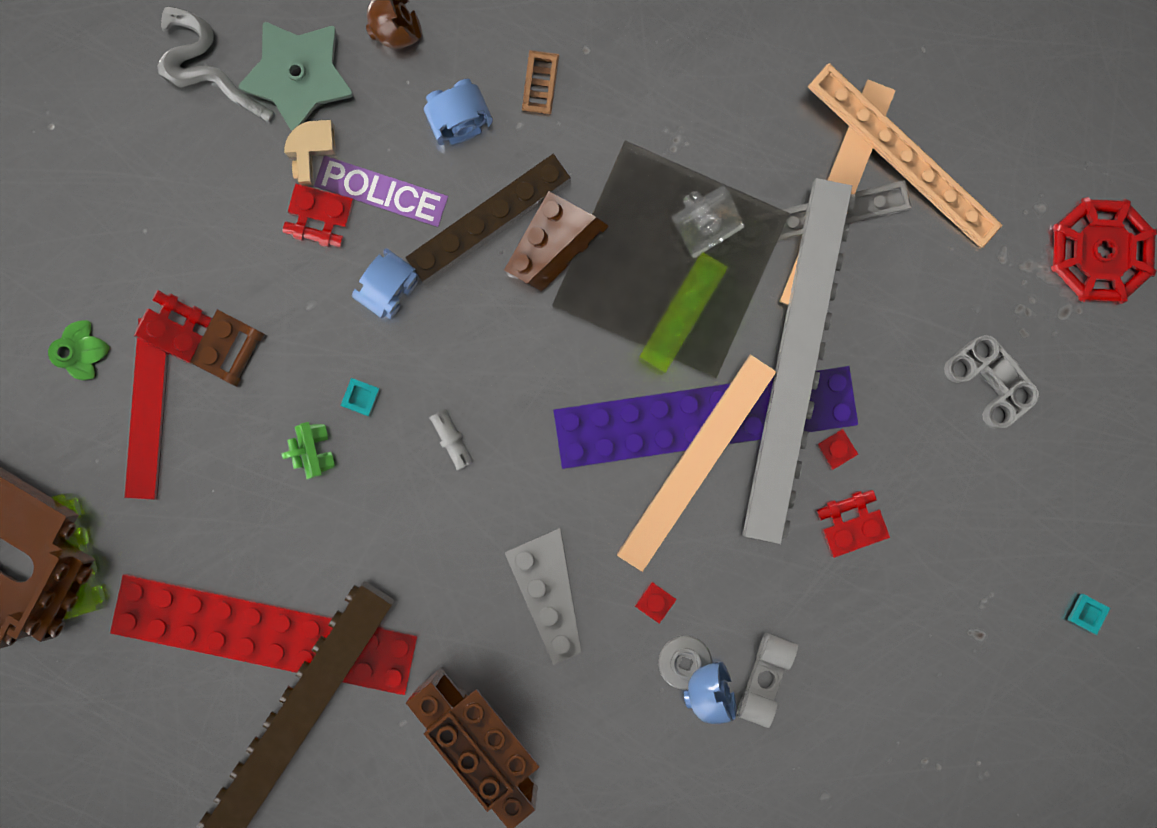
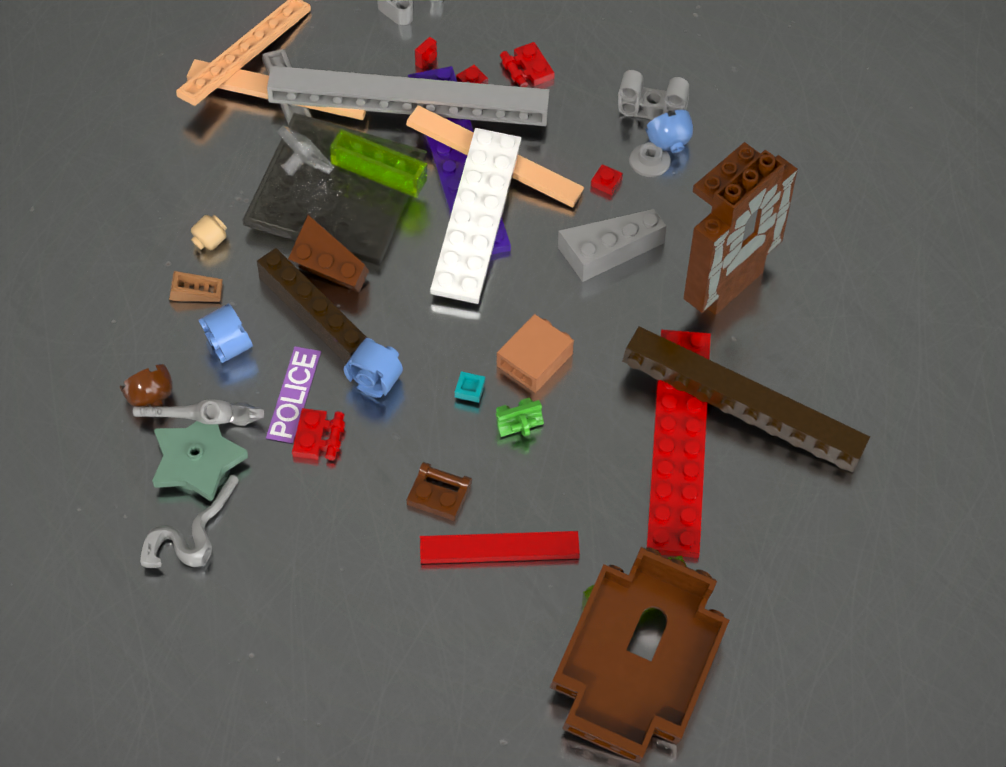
camera: 90 degrees left, 30 degrees down
(83, 350) = (454, 607): bright green plate -> none
(168, 335) = (432, 531): red plate -> none
(309, 140) = (261, 445): tan brick -> none
(326, 86) = (207, 412): none -> light grey animal
(398, 480) = (535, 353): none -> nougat brick
(451, 439) = (496, 320): light grey pin -> none
(602, 430) = (476, 216): none -> white plate
(616, 99) = (208, 232): none -> tan head
(881, 393) = (426, 53): none -> red plate

